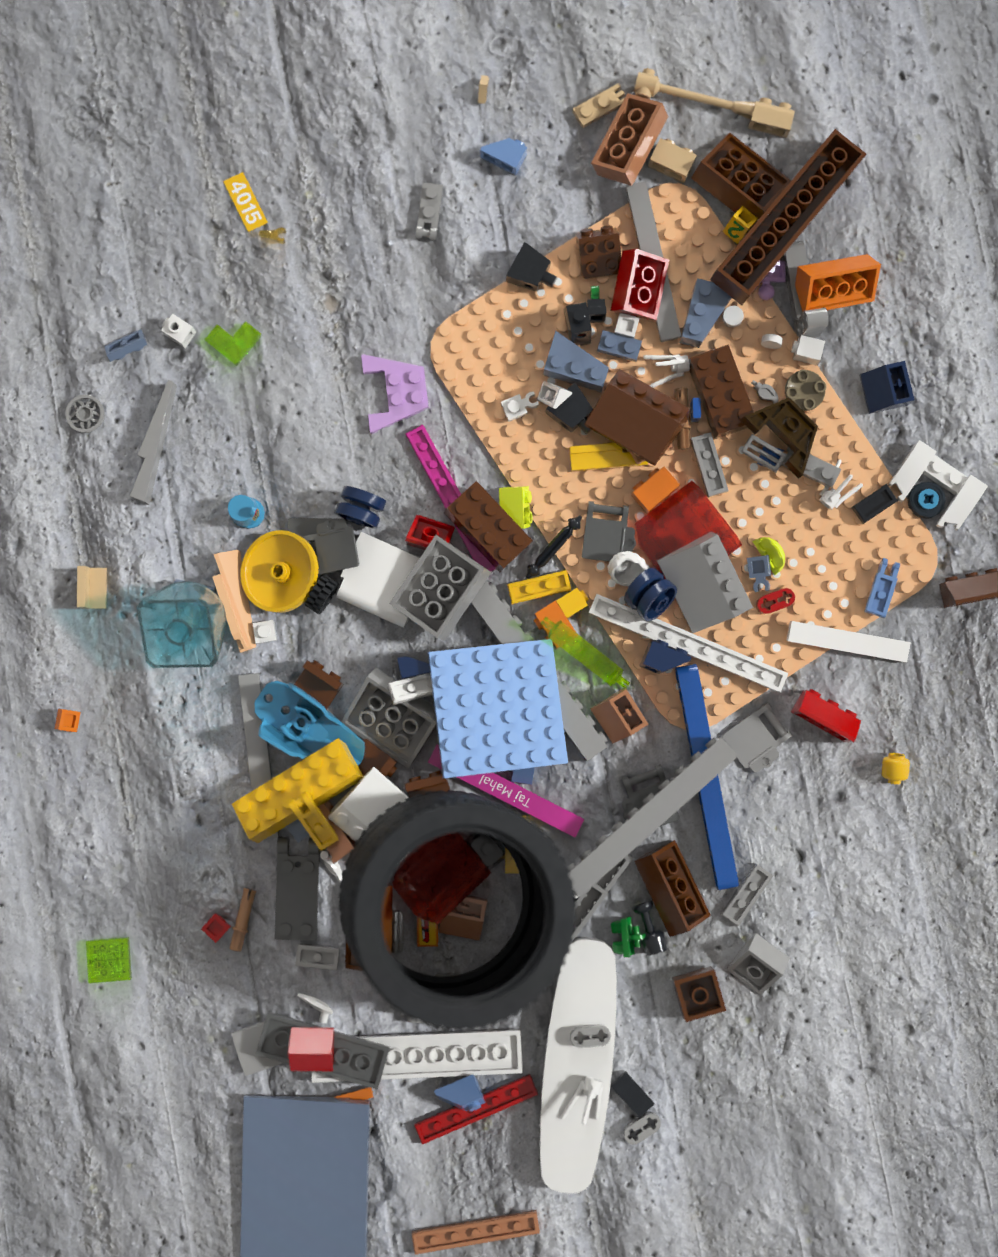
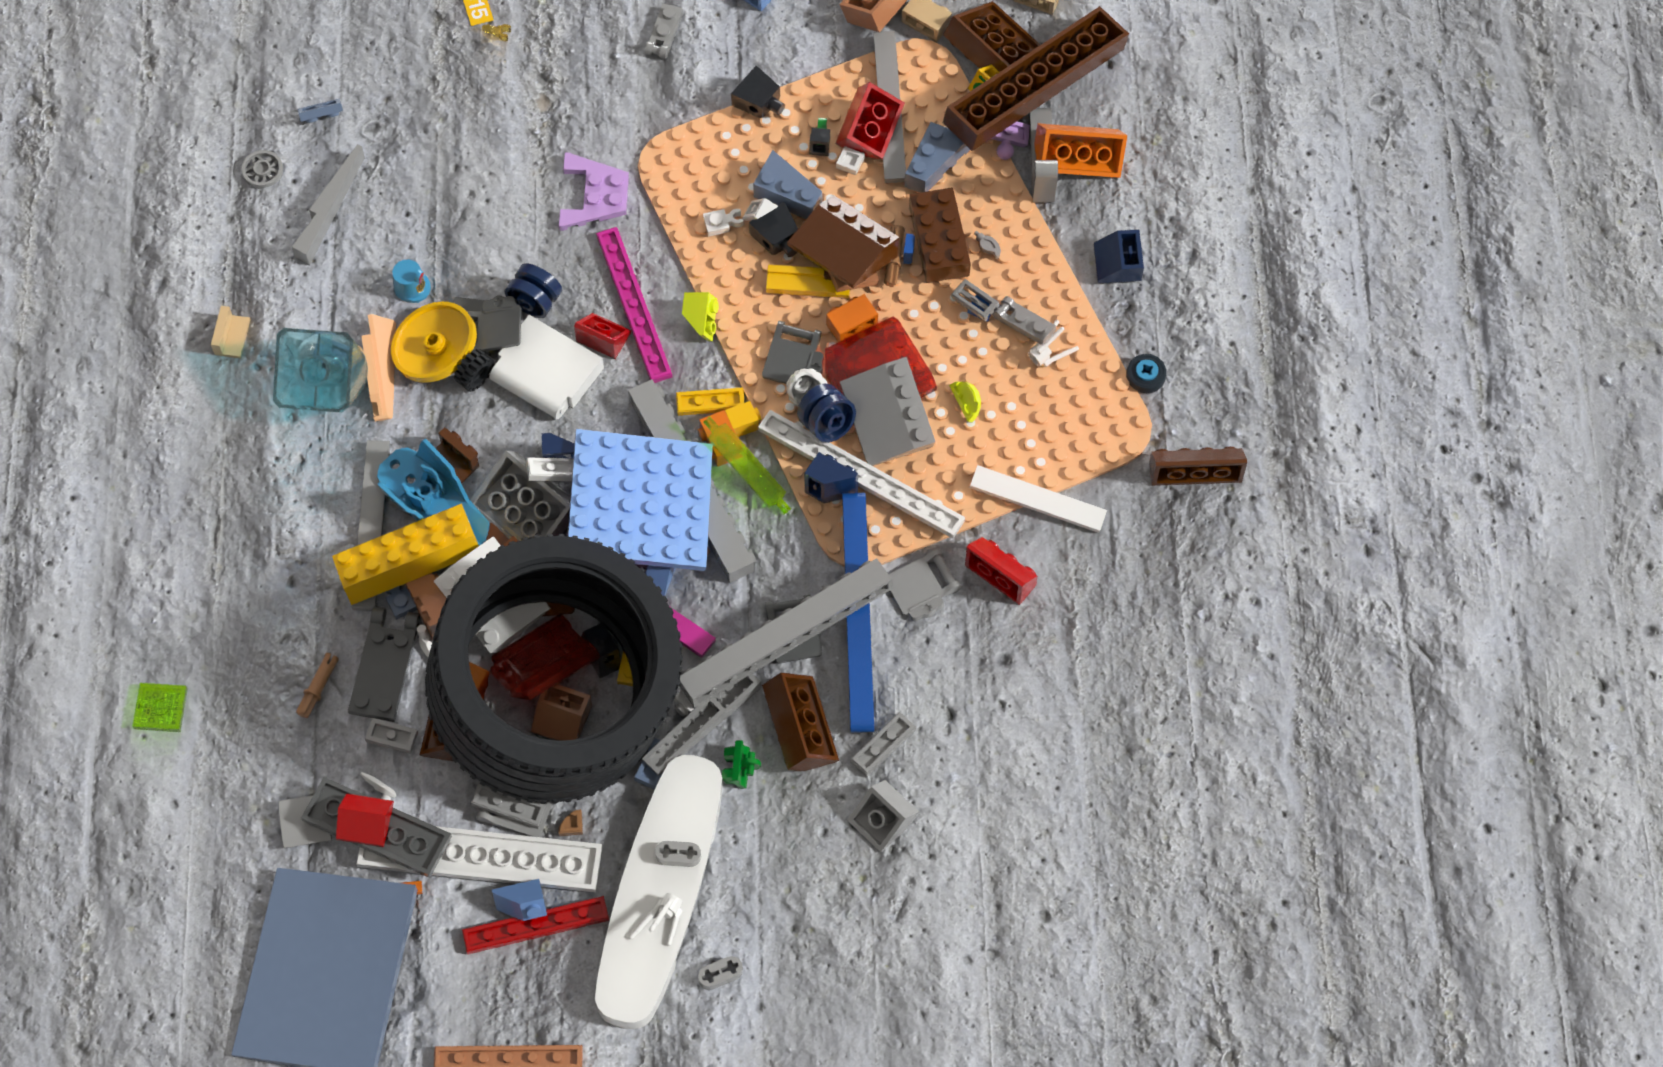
camera: 10 degrees right, 20 degrees down
(67, 720) = (173, 457): orange plate -> none
(178, 330) = (378, 103): white brick -> none
(216, 927) = (286, 689): red plate -> none
(235, 346) = (433, 128): clear neon green tile -> none
(264, 631) = (405, 403): white plate -> none
(314, 821) = (417, 577): yellow plate -> none
(427, 933) = (522, 714): slope -> none
(440, 588) = (602, 376): light grey slope -> none
(488, 526) = (665, 329): reddish brown brick -> none
(554, 546) = (733, 360): black wheel -> none
(578, 323) = (799, 145): black torso -> none
(599, 251) = (833, 89): reddish brown bracket -> none
(619, 346) = (839, 179): sand blue plate -> none
(619, 716) = (773, 536): nougat slope -> none
(632, 1094) = (716, 935): black tile -> none
(654, 939) = (768, 771): black piece -> none
(677, 363) = (899, 204): white plant -> none
(698, 994) = (809, 833): reddish brown brick -> none
(709, 464) = (914, 304): light grey plate -> none
(732, 316) = (965, 168): white tile -> none
(759, 568) = (949, 412): sand blue plate -> none
(771, 341) = (1001, 195): white tile -> none
(777, 605) = (964, 447): red beam -> none
(791, 426) = (1004, 272): dark brown wing -> none
(805, 389) = (1030, 247): dark tan dish -> none
(807, 350) = (1039, 208): white brick -> none
(874, 504) = (1088, 368): black tile -> none
(882, 590) = (1082, 452): medium blue hinge -> none
(895, 768) = (1070, 634): yellow head -> none
(924, 461) = (1188, 368): white wedge -> none

